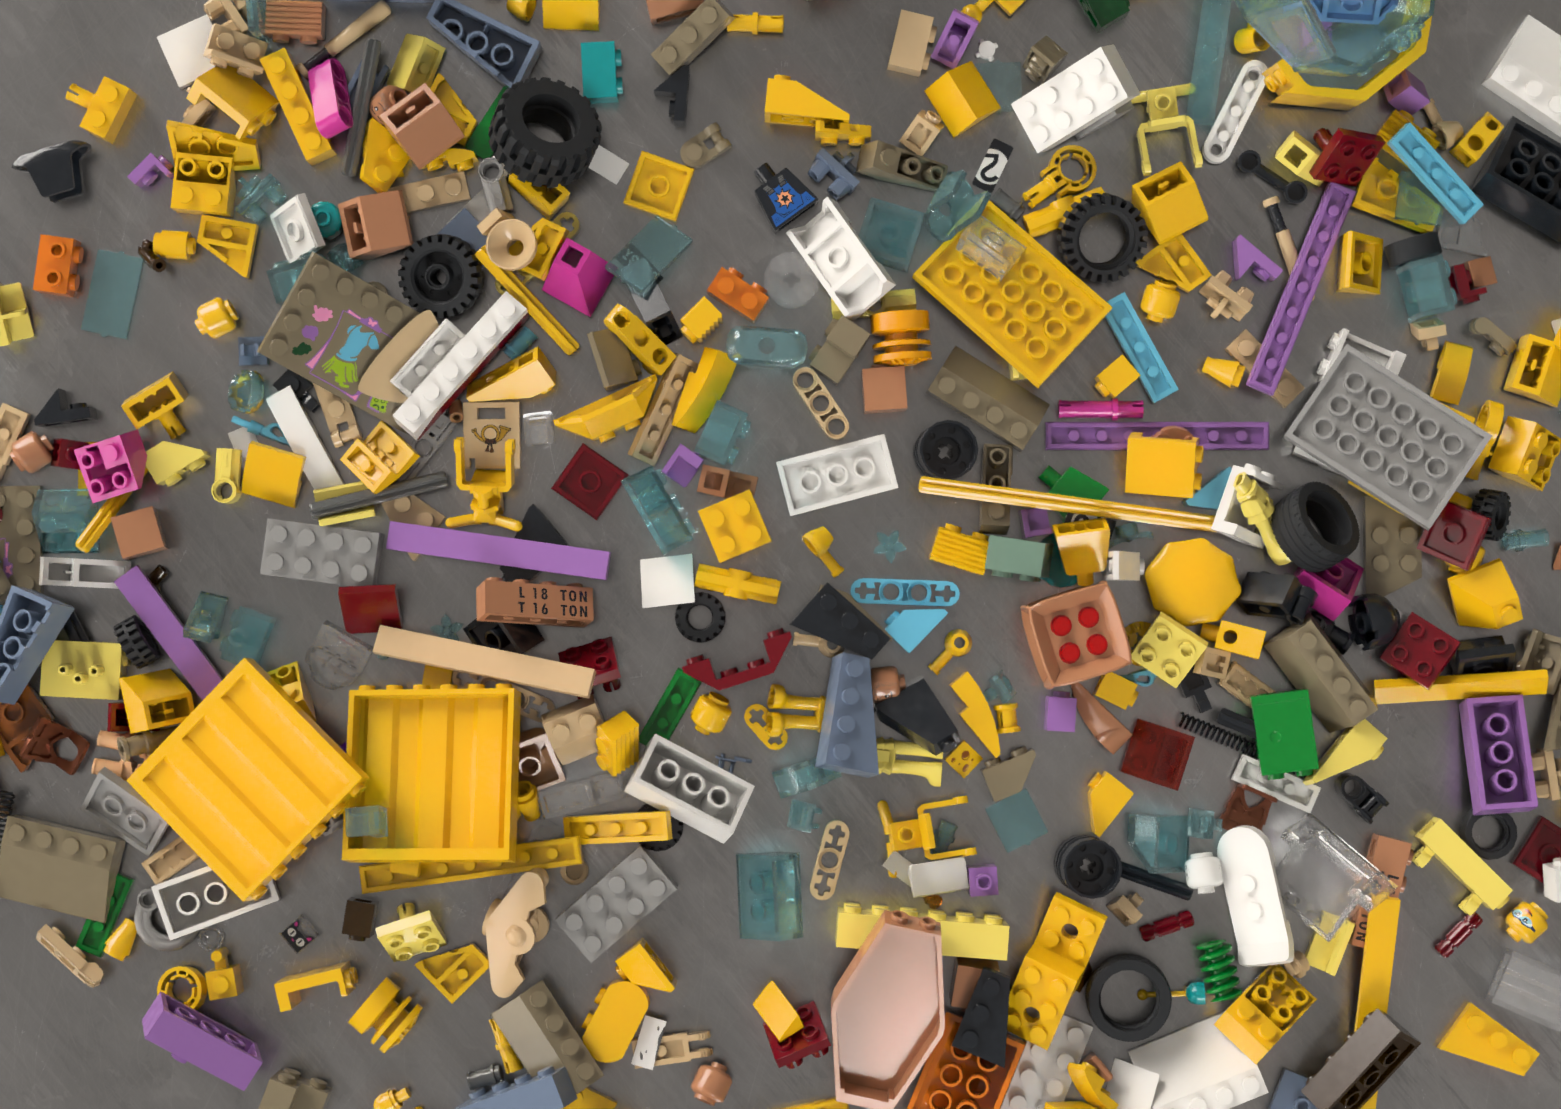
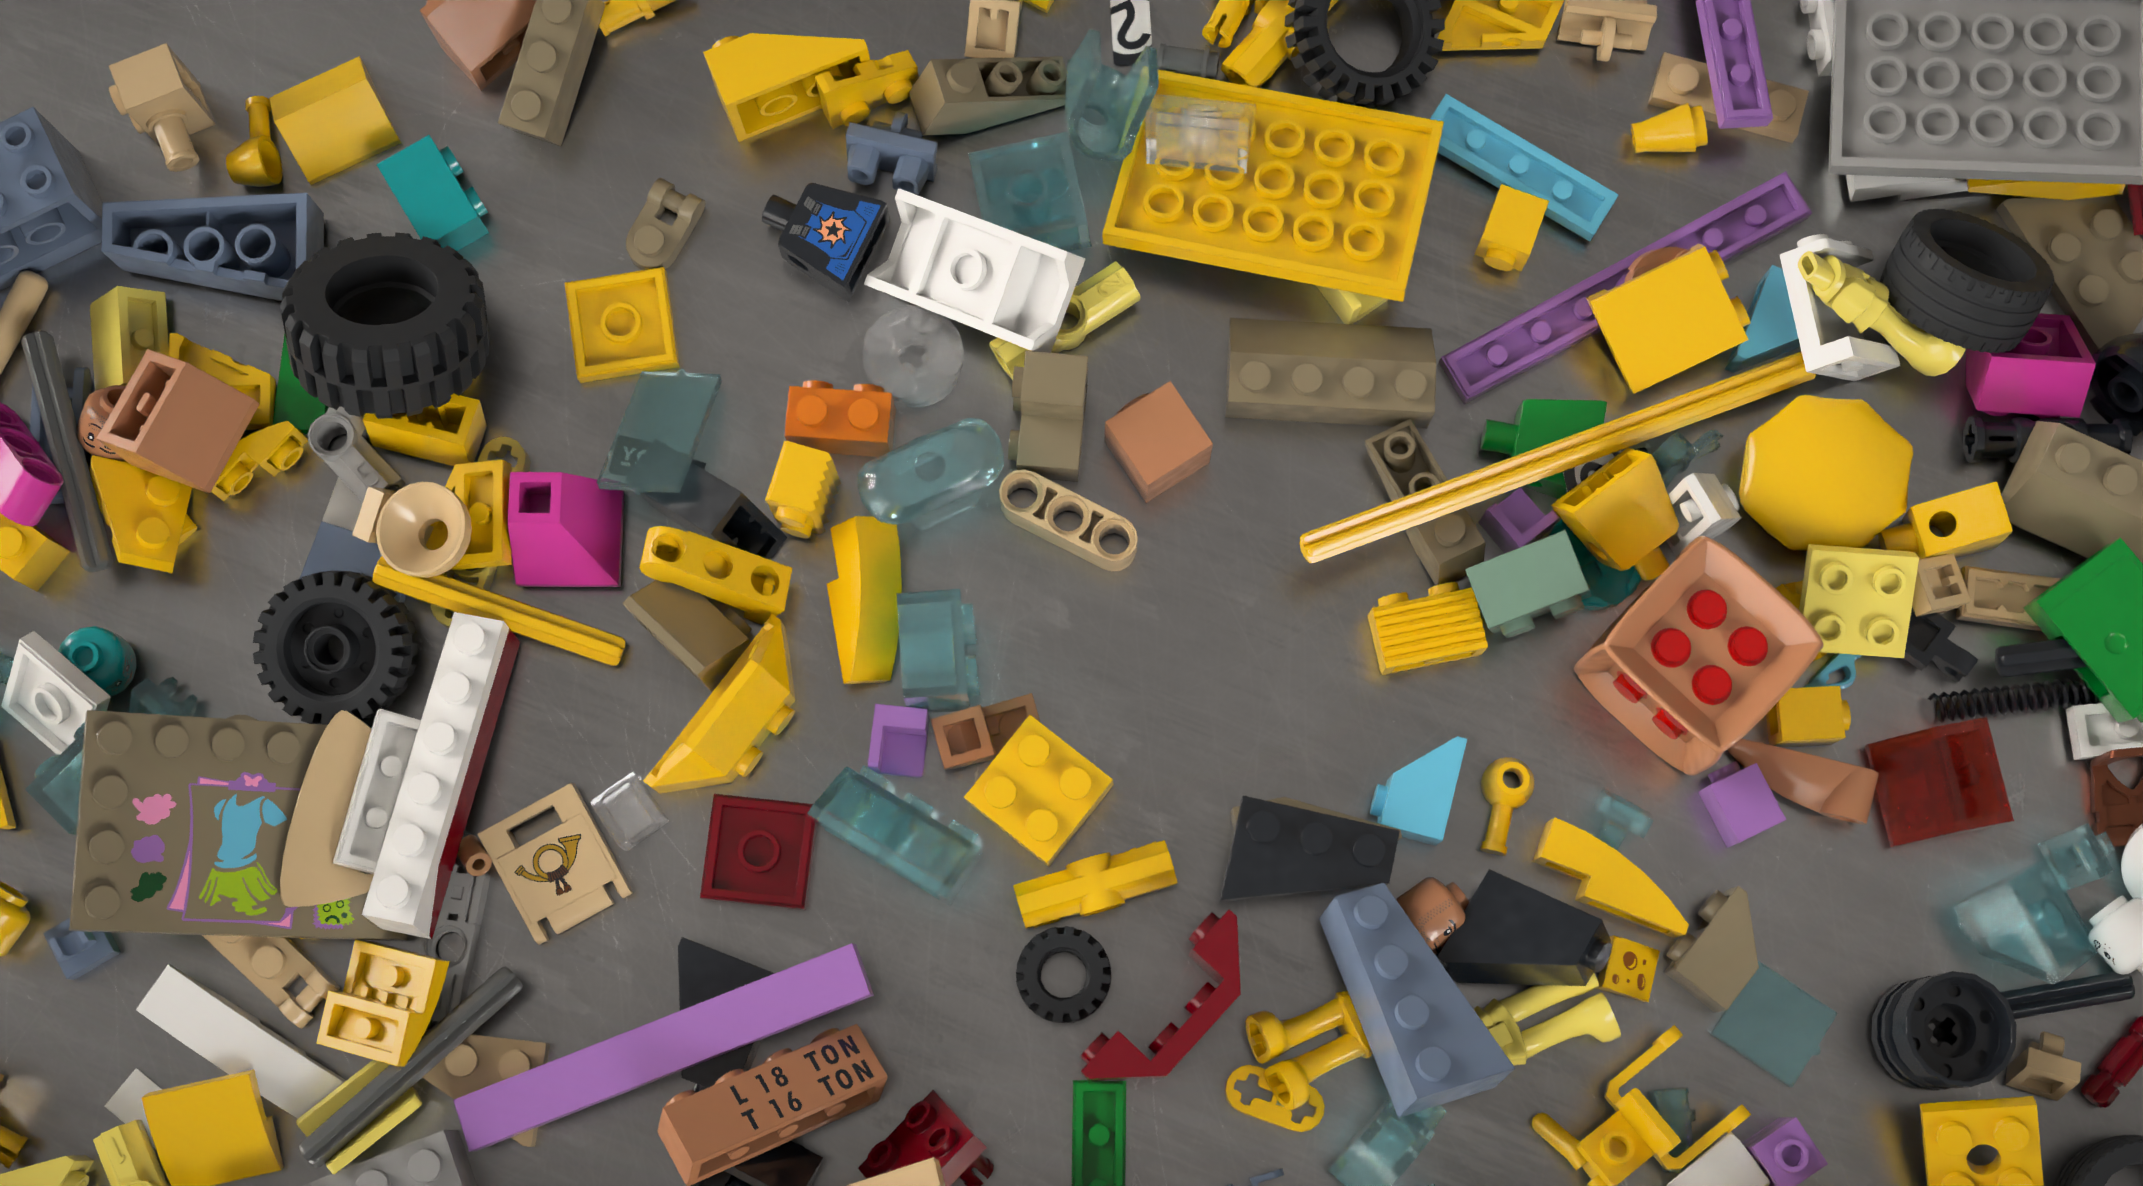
camera: 25 degrees left, 10 degrees down
(246, 392) = (100, 1015): clear light blue hair -> none
(259, 429) = (155, 1068): medium azure hand -> none
(300, 386) = (190, 958): black plate -> none
(375, 224) = (182, 623): nougat slope -> none
(435, 192) = (249, 535): tan plate -> none
(487, 490) = (592, 957): yellow piece -> none
(517, 379) = (551, 745): yellow slope -> none
(520, 343) = (525, 690): medium azure pin -> none
(608, 165) = (521, 335): white sticker -> none
(660, 414) = (817, 682): tan plate -> none
(667, 580) = (976, 944): white sticker -> none
(676, 87) = (569, 161): black slope -> none
(711, 713) = (1171, 1126): yellow head -> none
(815, 641) = (1282, 907): tan bar -> none
(818, 543) = (1189, 746): yellow bar -> none
(837, 475) = (1158, 619): white plate -> none
(889, 545) = (1306, 688): clear light blue plant -> none
(901, 337) = (1134, 337): light orange wheel -> none
(904, 596) = (1377, 753): medium azure beam -> none
(961, 452) = (1318, 455): black wheel -> none
(1007, 718) = (1660, 860): yellow bush -> none
(1101, 409) = (1533, 281): dark pink pin -> none
(1105, 800) = (1901, 908): yellow slope -> none
(1160, 300) = (1509, 78): yellow head -> none
(1276, 596) = (1972, 423): black hinge -> none

